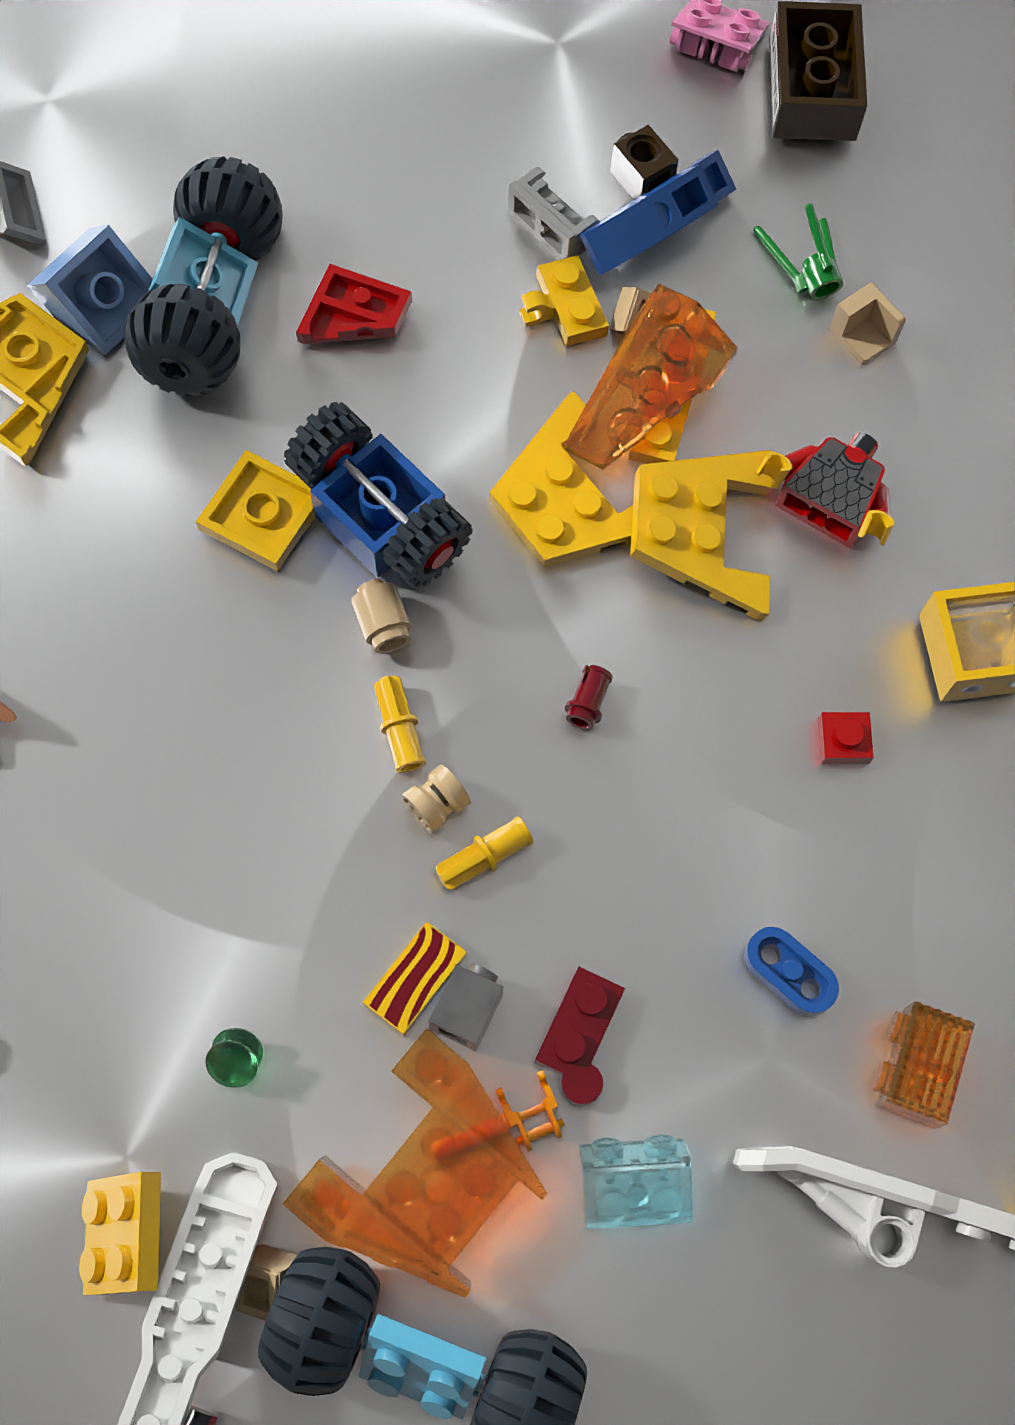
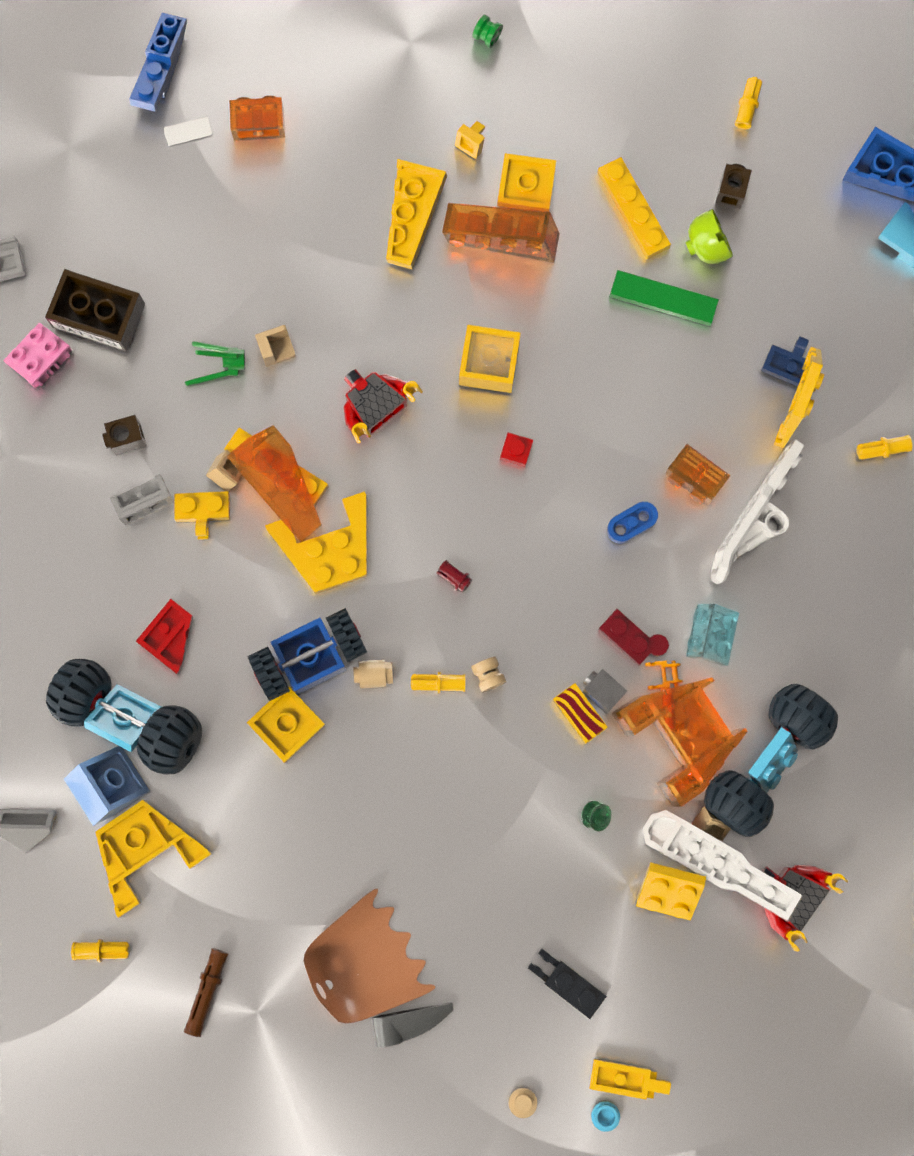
camera: 70 degrees left, 10 degrees up
(484, 854) = (525, 658): yellow axle -> none
(658, 213) = (166, 435): blue slope -> none
(682, 524) = (368, 491): yellow wing -> none

